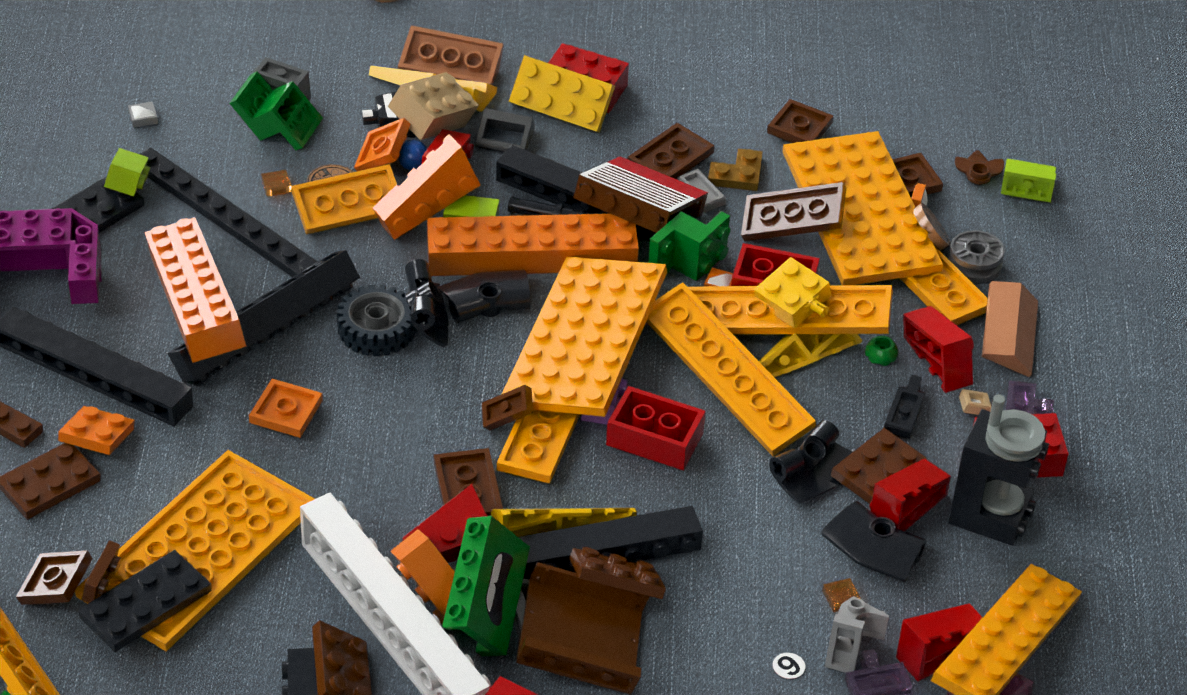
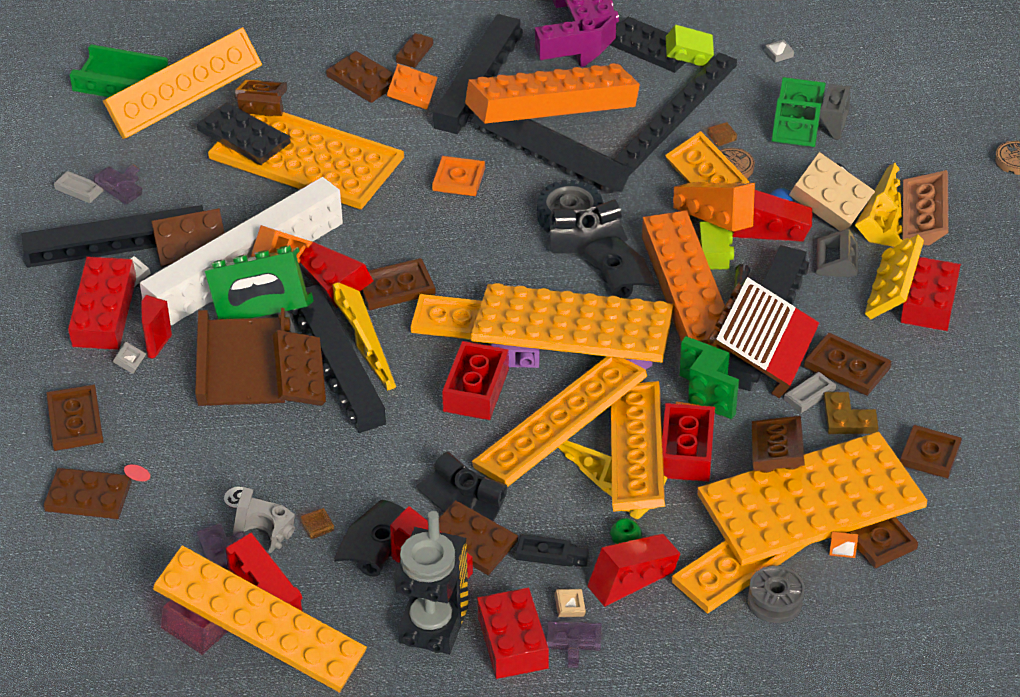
camera: 85 degrees right, 0 degrees up
(382, 145) = (766, 179): orange plate -> none
(507, 407) = (477, 289): reddish brown plate -> none
(794, 292) = (641, 437): yellow plate -> none
(935, 230) = (799, 549): medium nougat tile -> none
(978, 168) = (922, 596): reddish brown plate -> none
(1010, 326) = (679, 625): nougat slope -> none
(1028, 180) = (914, 634): lime bracket -> none

